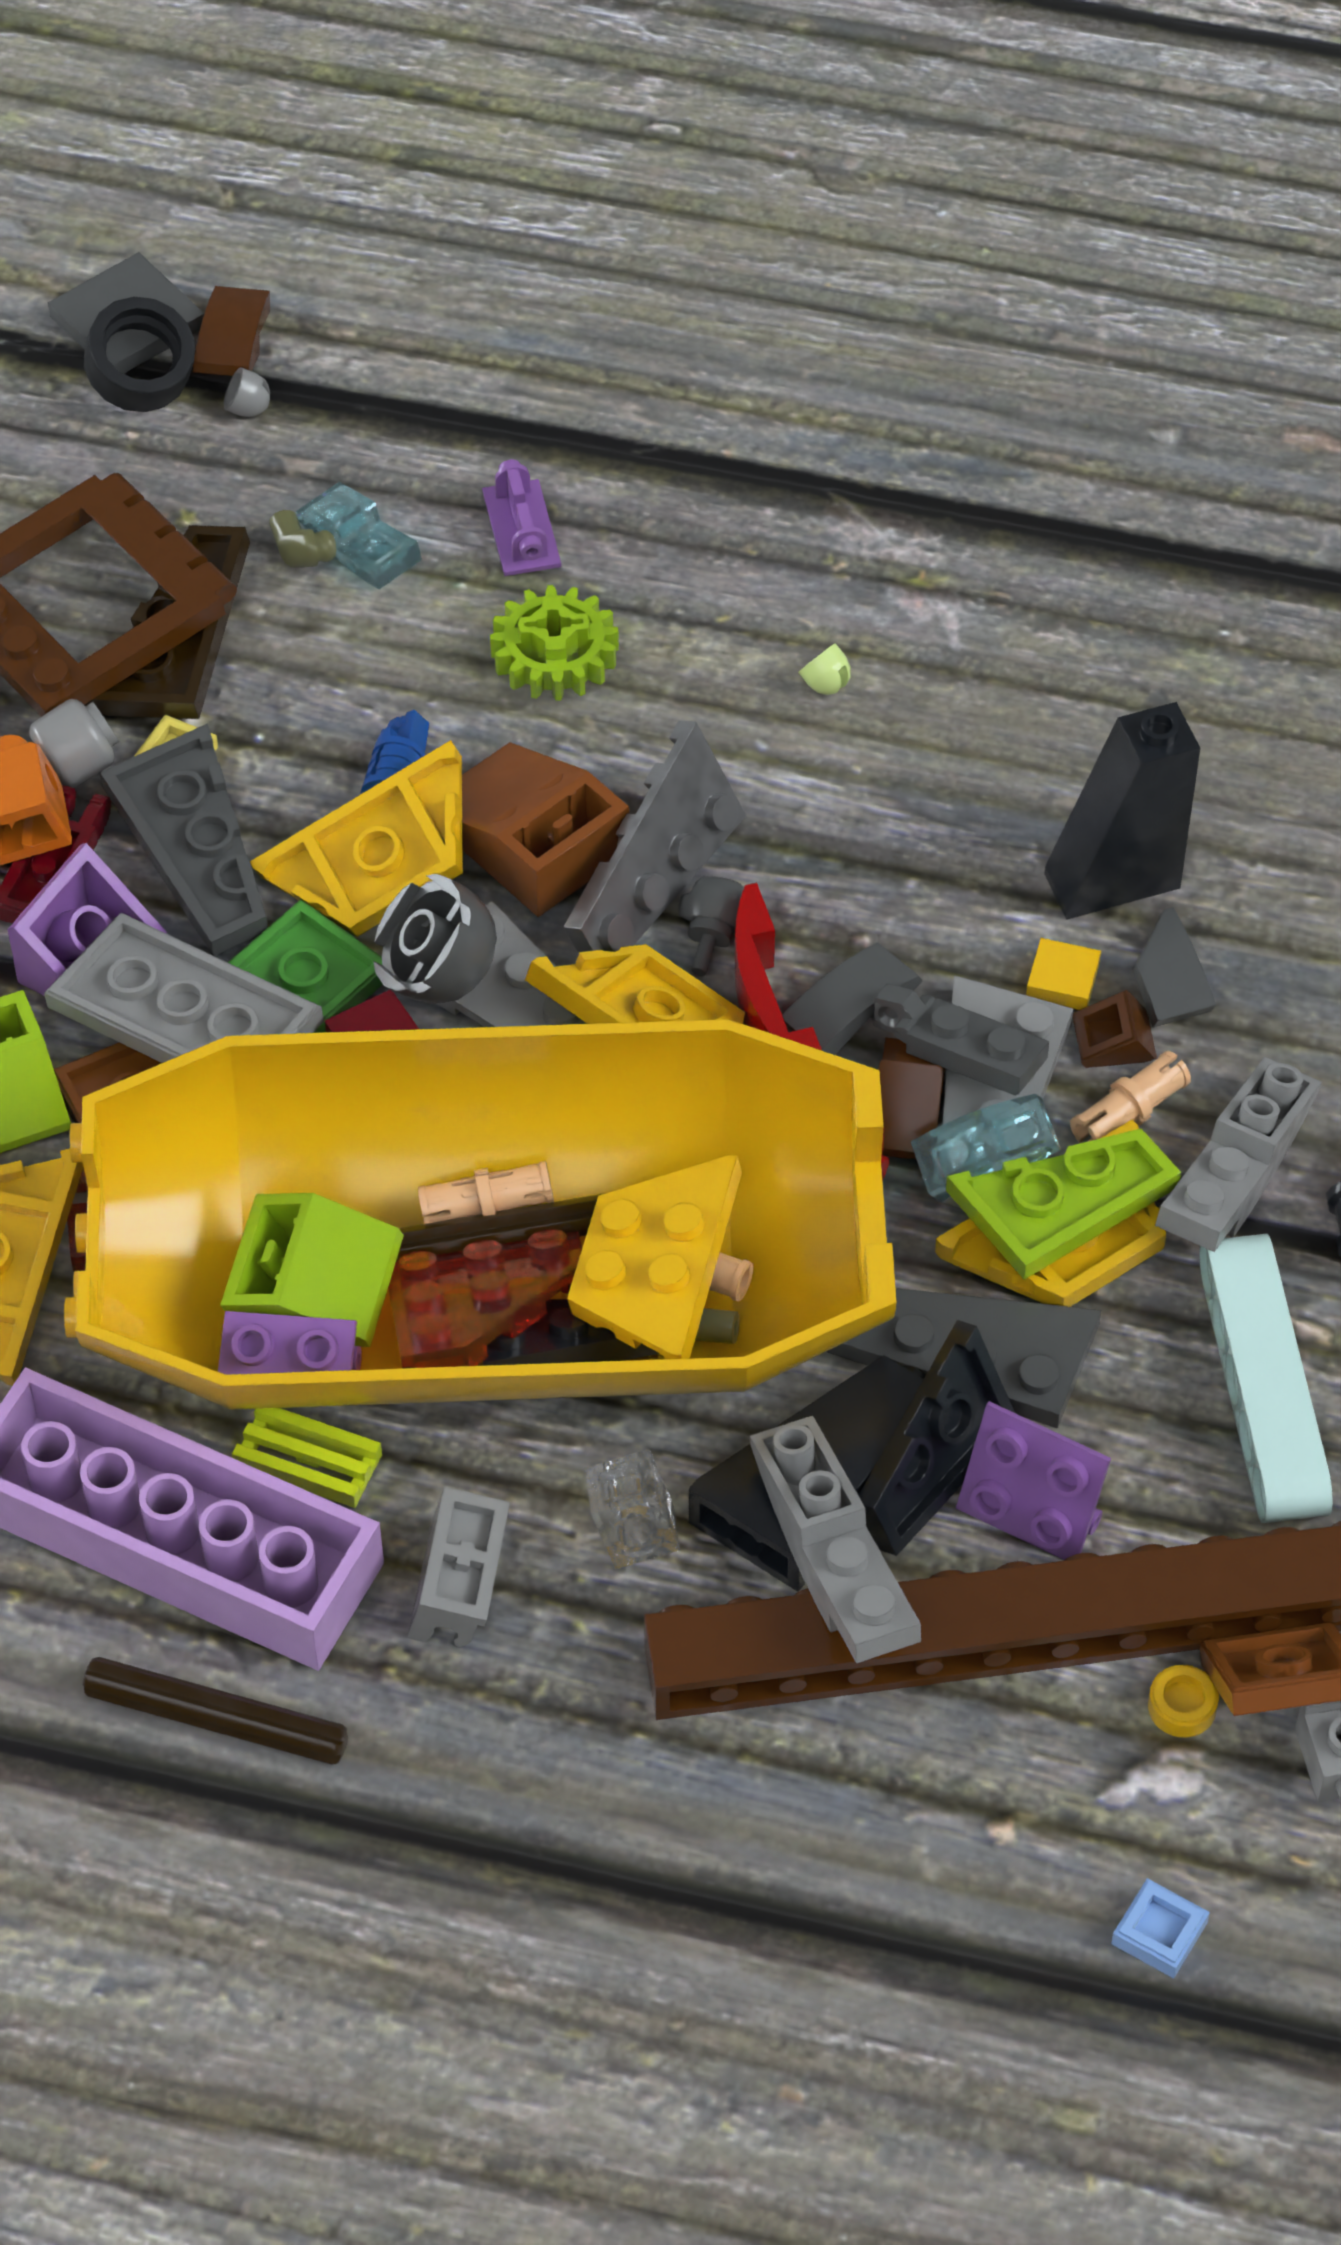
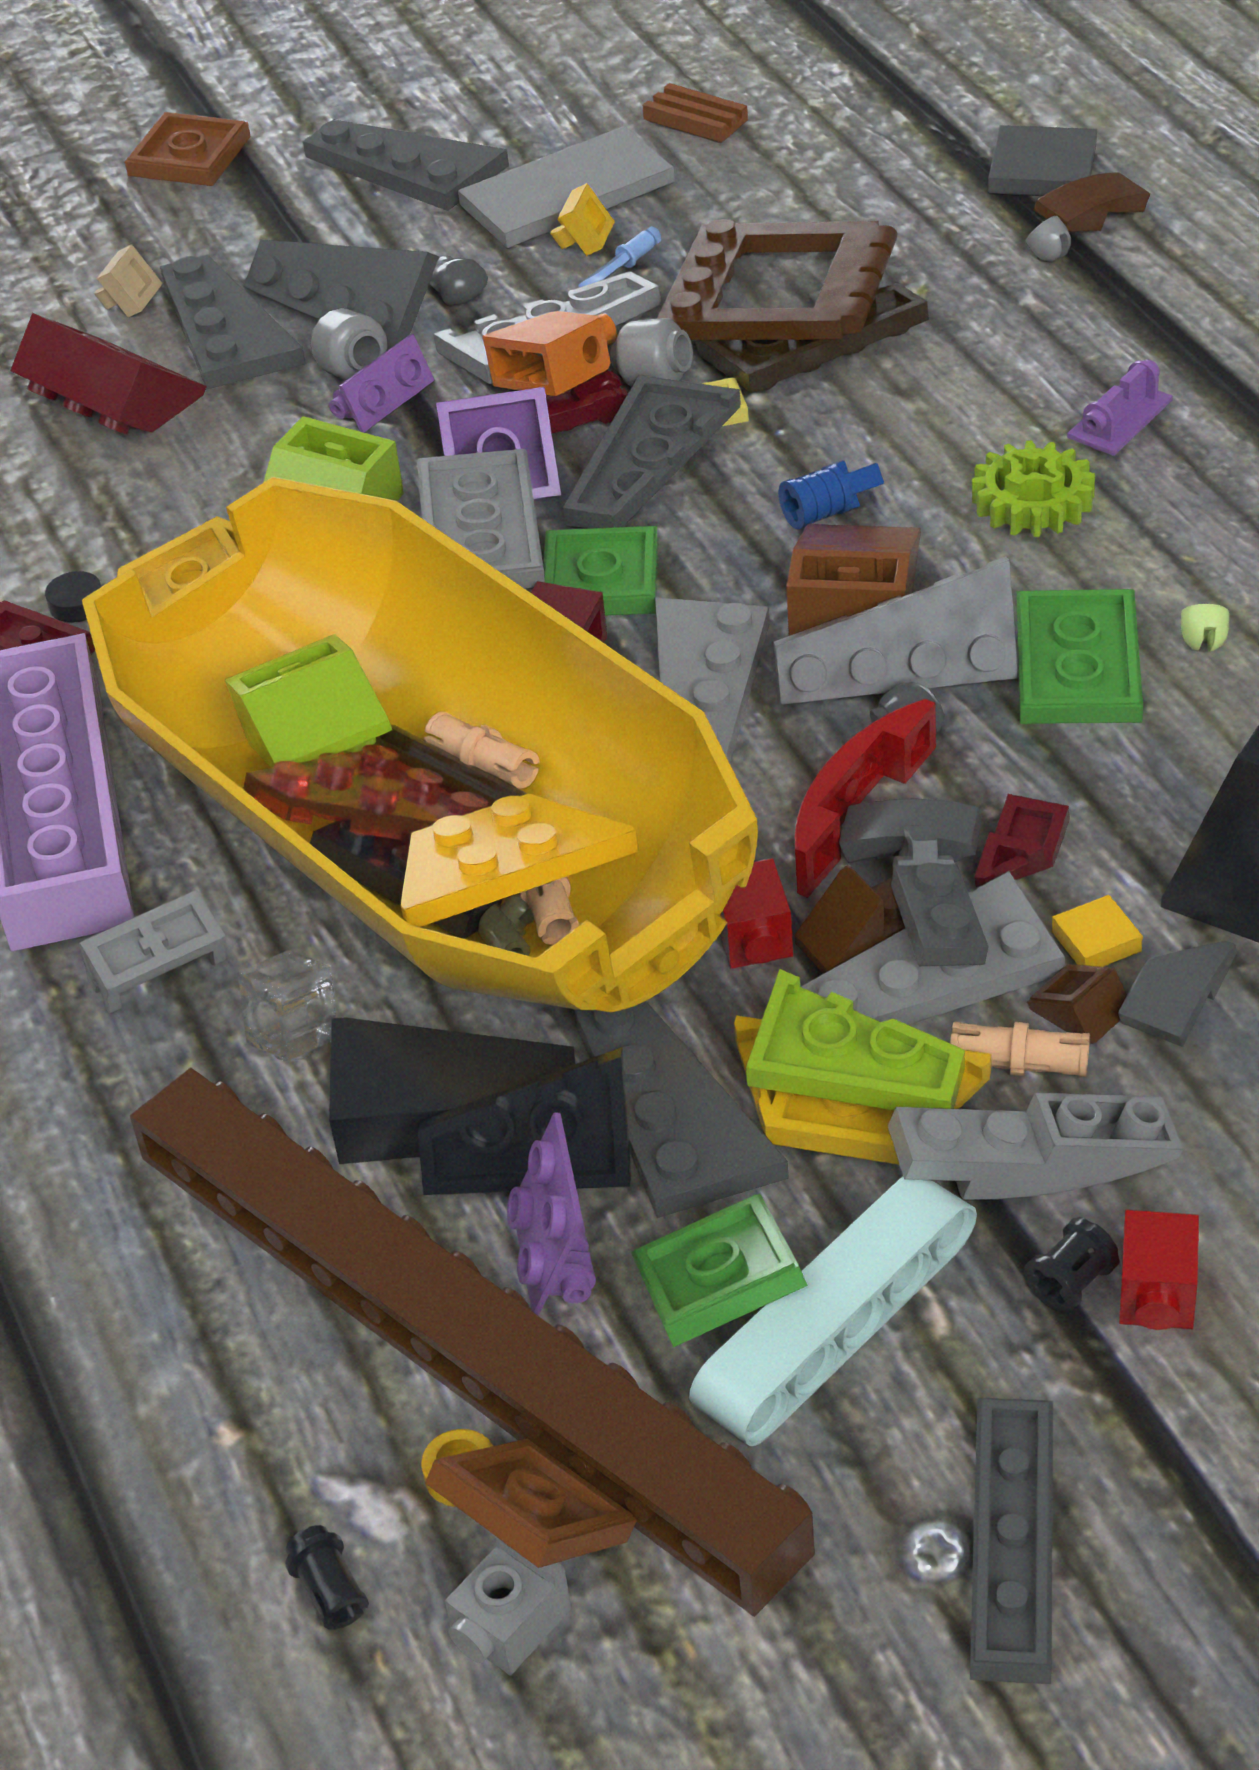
camera: 55 degrees right, 10 degrees down
(149, 316) = (999, 143): black tyre -> none
(287, 1344) = (224, 734): medium lavender hinge -> none
(300, 546) = (961, 336): olive arm -> none
(312, 1445) = (182, 800): neon yellow tile -> none
(362, 540) = (1005, 358): clear light blue slope -> none
(375, 844) = (739, 521): yellow wing -> none
(435, 941) = (668, 589): dark grey cylinder -> none
(629, 987) = (763, 725): yellow wing -> none
(774, 763) = (1078, 657): none -> bright green tile
(831, 1540) = (347, 1119): light grey slope -> none
(923, 941) = (1024, 839): none -> dark red slope
(984, 1141) = (861, 973): clear light blue slope -> none
(1160, 1928) = (215, 1598): light blue tile -> none
(1176, 1419) = (718, 1269): none -> bright green tile
(1213, 1842) = (319, 1563): none -> black pin

